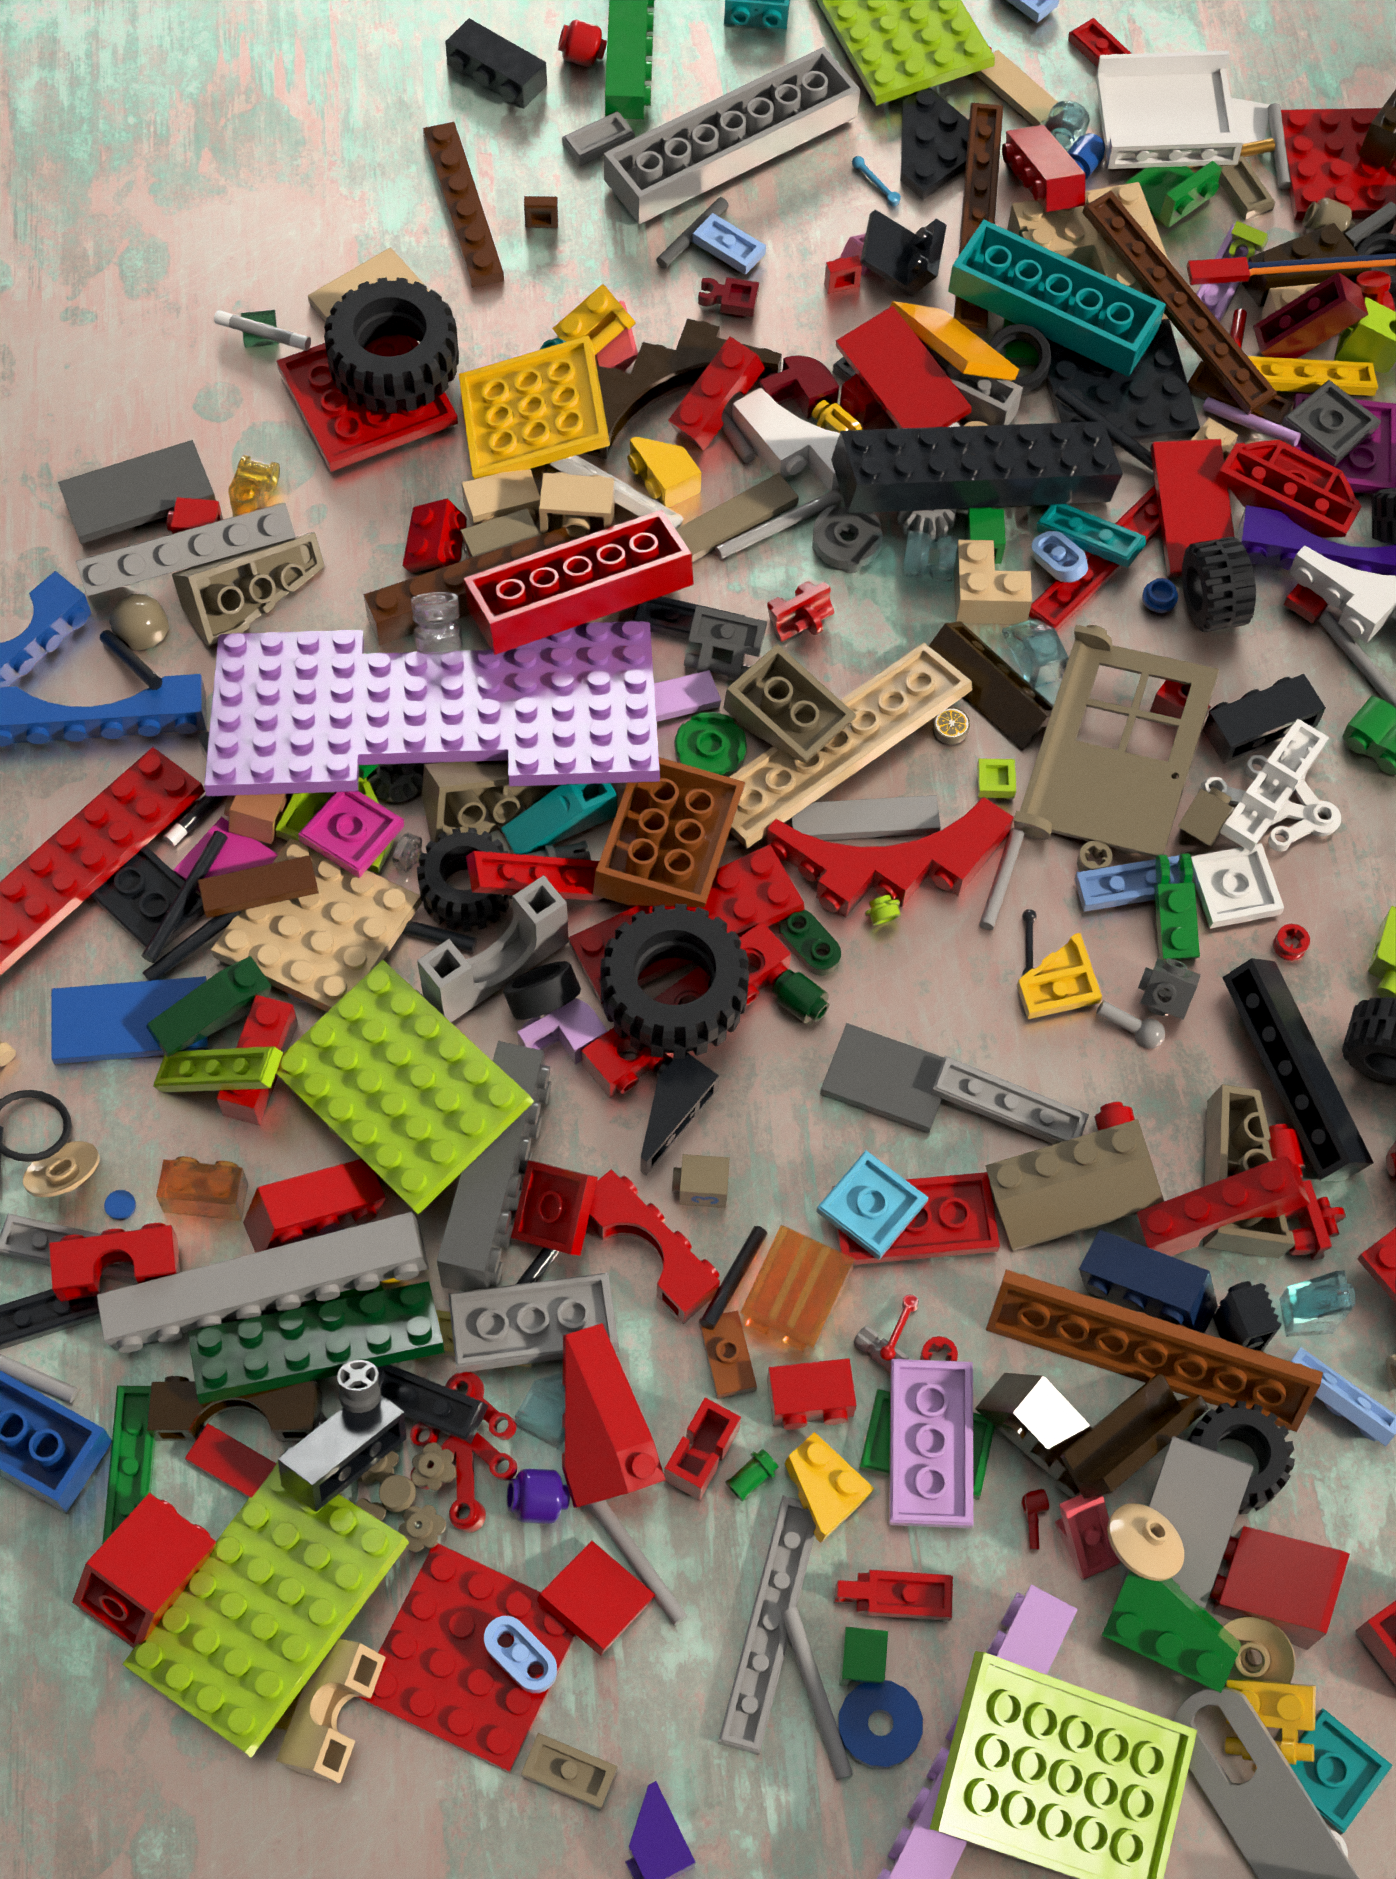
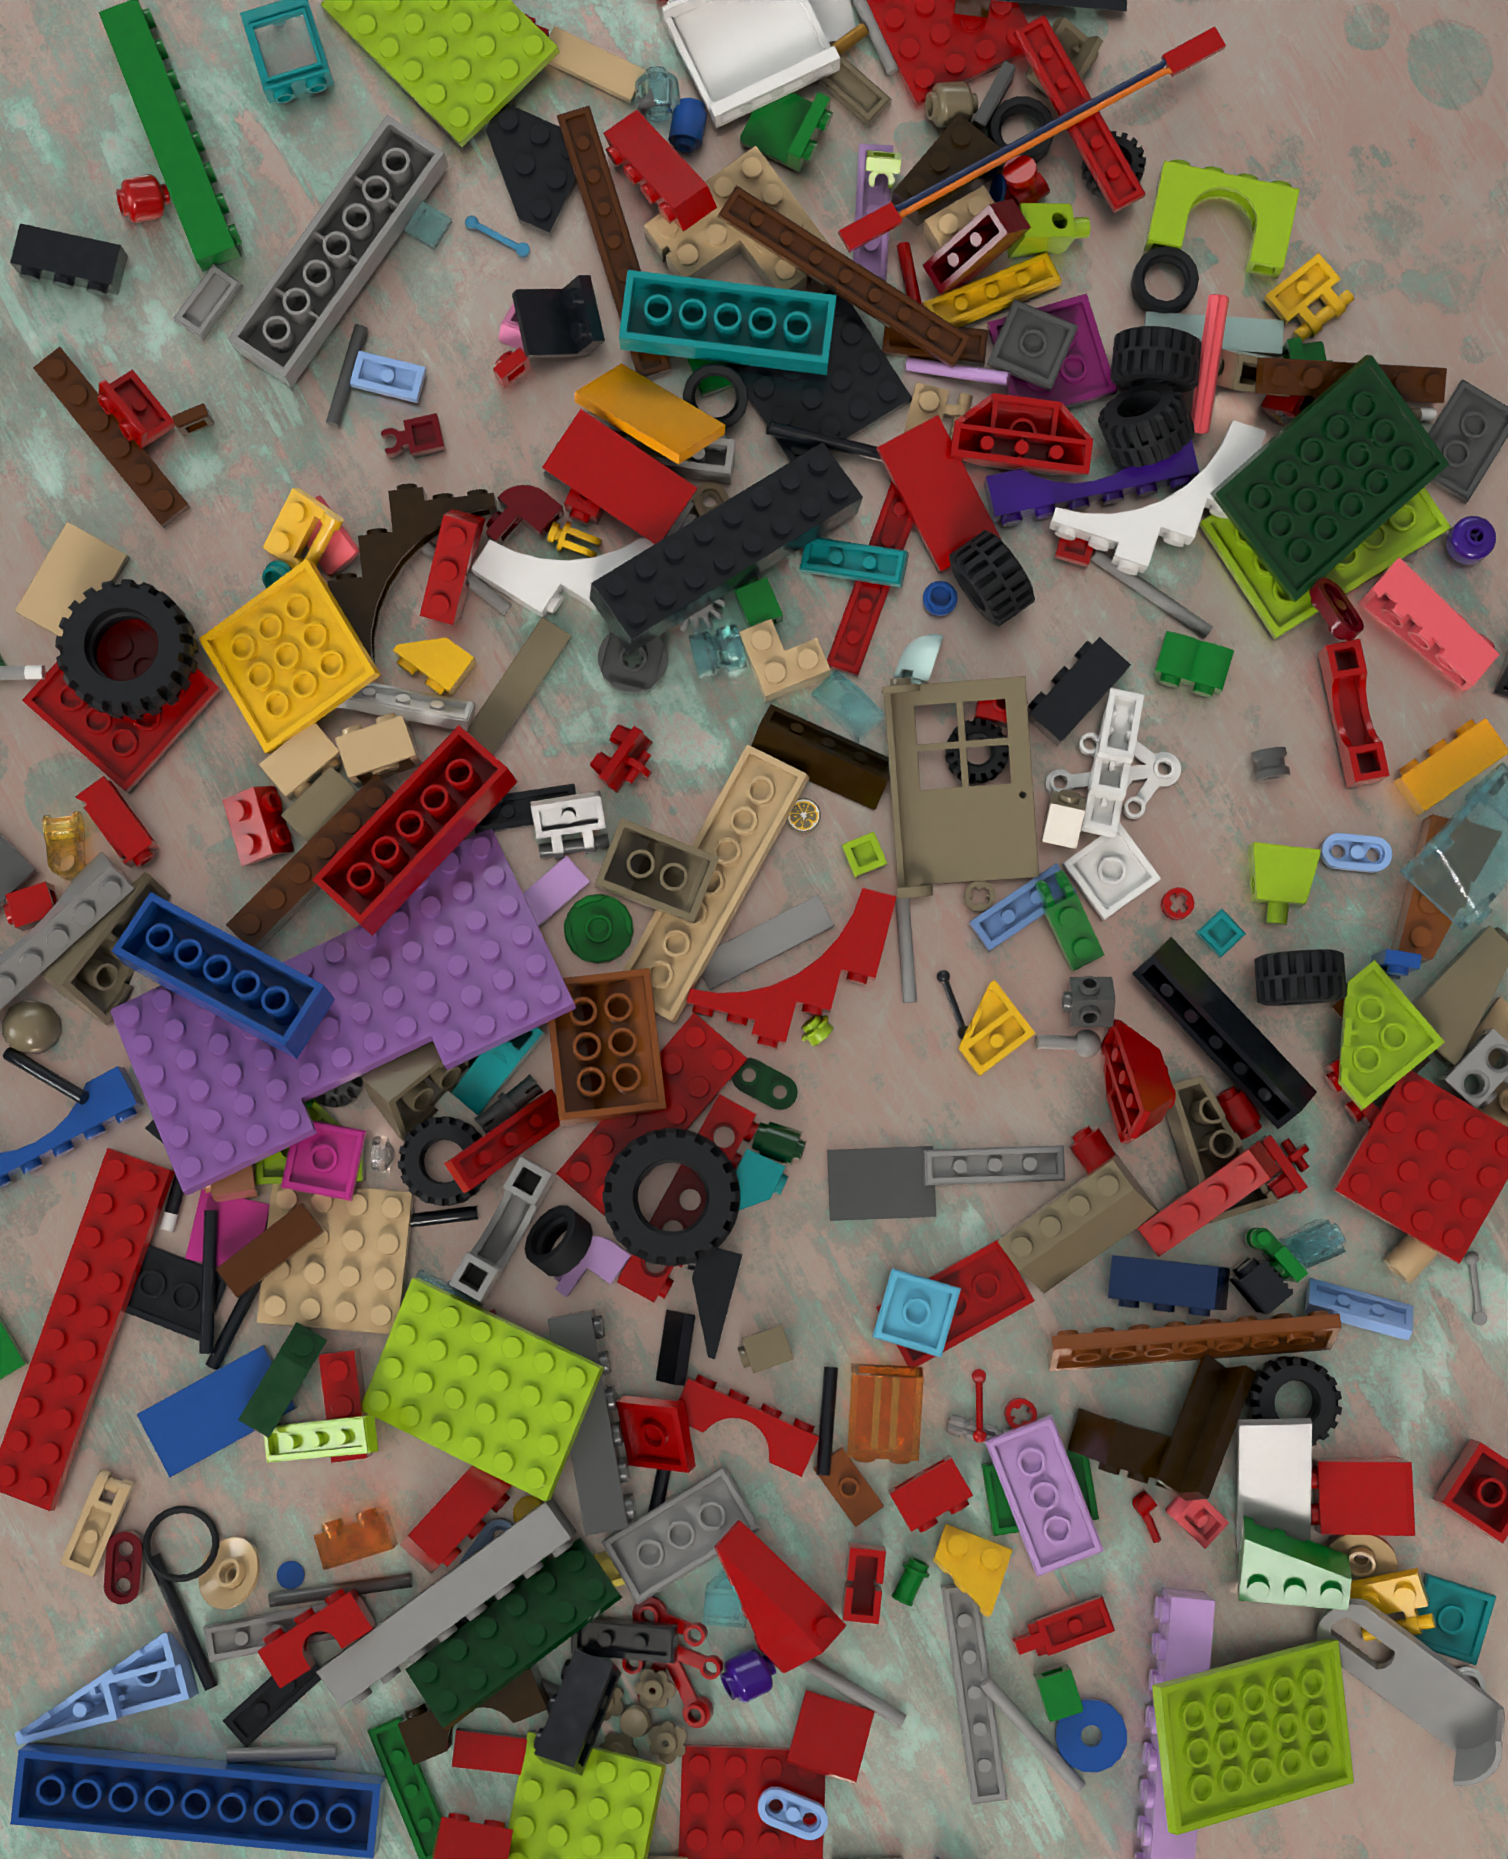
camera: 20 degrees left, 20 degrees up
(185, 1244) = (321, 1592): none -> dark grey bar
(309, 486) = (118, 823): none -> red window
(341, 629) = (223, 975): none -> blue brick
(358, 1386) = (562, 1655): dark grey wheel -> none
(436, 621) = (306, 928): clear wheel -> none
(494, 185) = (135, 408): none -> red bracket
(611, 1141) = (675, 1347): none -> black tile
(764, 1023) = (759, 1179): none -> teal slope
(777, 524) = (562, 672): light grey bar -> none
(818, 152) = (428, 225): none -> clear light blue tile
(1060, 556) = (837, 602): light blue plate -> none
(1128, 632) = (919, 659): none -> light aqua brick
(1145, 1542) = (1239, 1528): tan dish -> none
(1154, 749) = (998, 757): none -> black tyre
(1188, 1072) = (1135, 1081): none -> red wedge
(1281, 1291) = (1276, 1253): none -> green plate
(1325, 986) = (1220, 933): none -> teal tile

